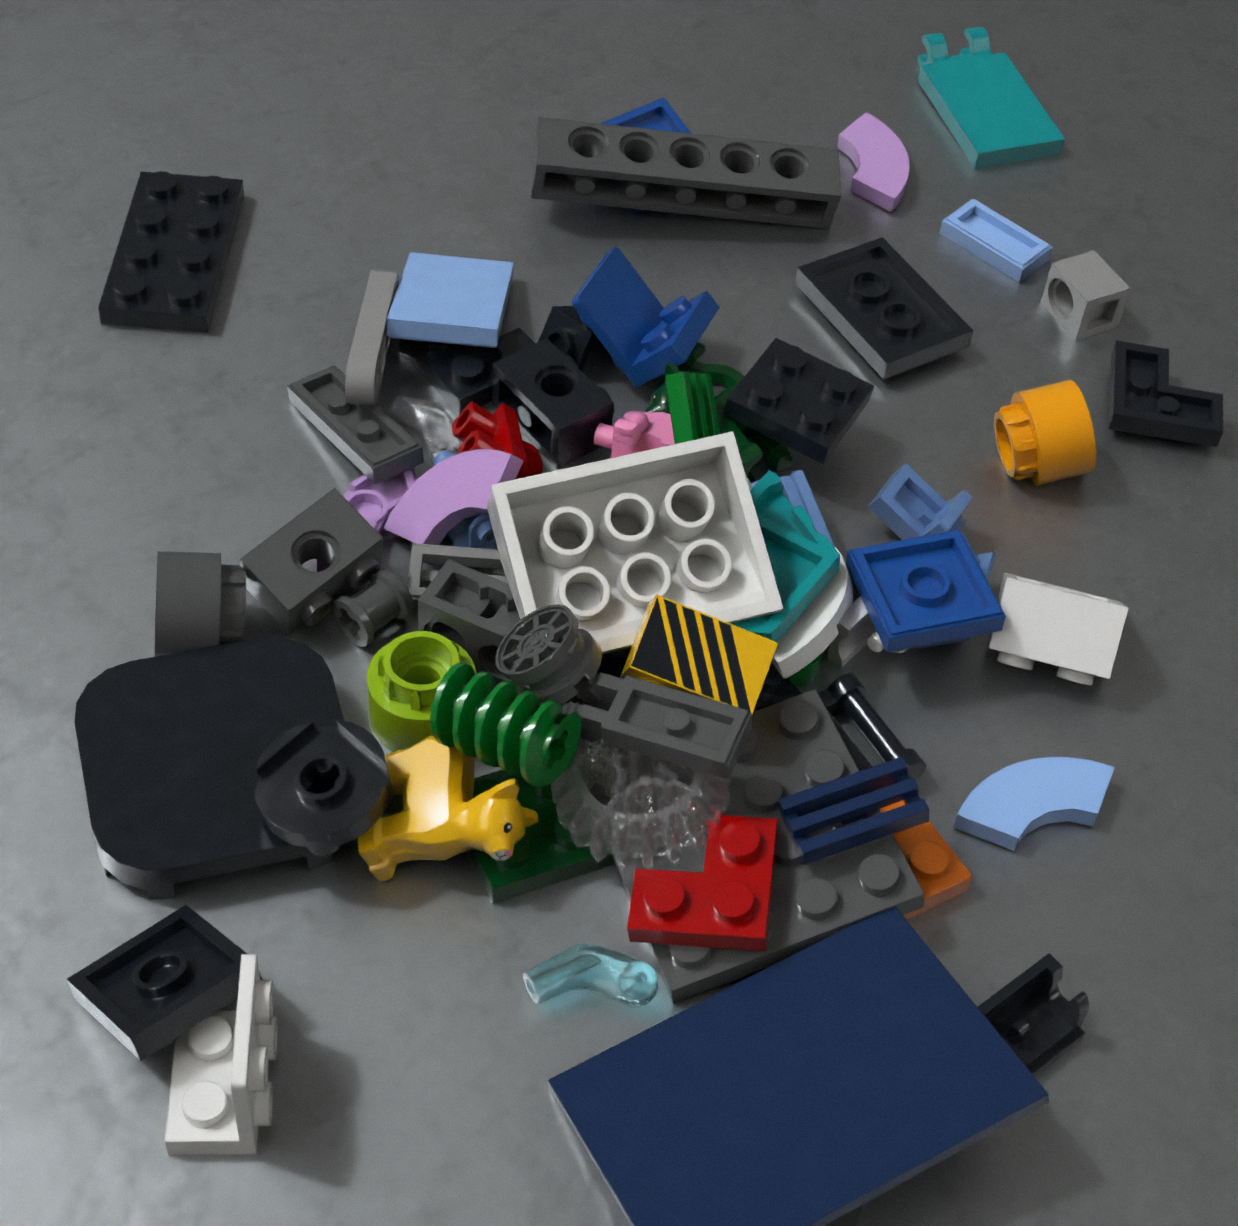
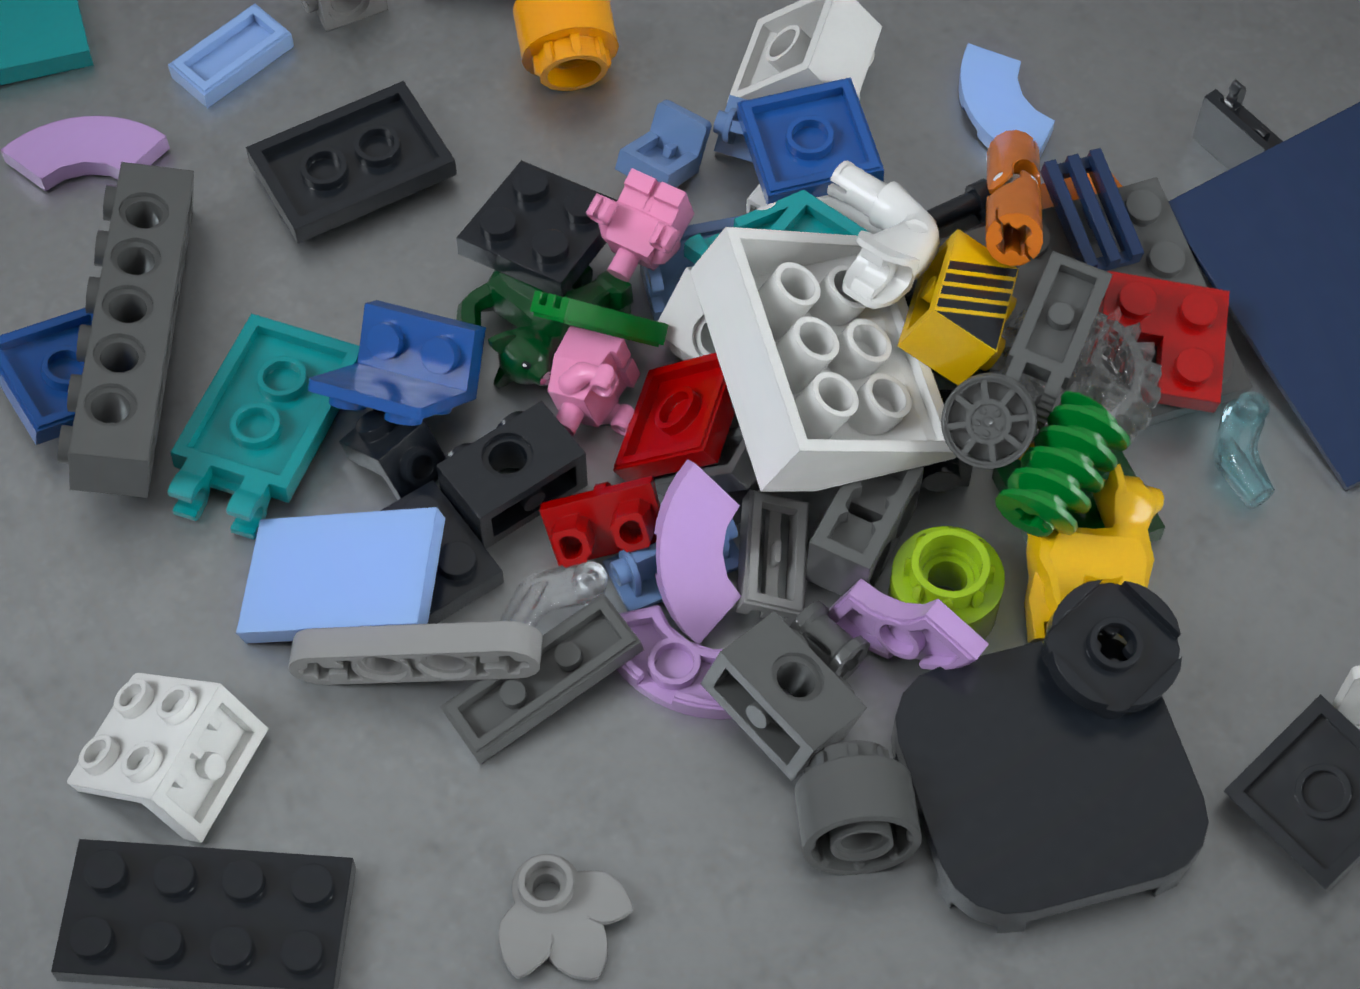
camera: 85 degrees left, 10 degrees up
(140, 436) = (564, 928): none -> light grey plate
(302, 221) = (172, 749): none -> white bracket
(349, 660) = (907, 629): none -> lavender tile
(571, 244) = (257, 422): none -> teal tile
(740, 595) = (891, 257): none -> white piece
(801, 452) = (642, 224): none -> bright pink piece
(831, 719) = (1015, 203): none -> orange piece

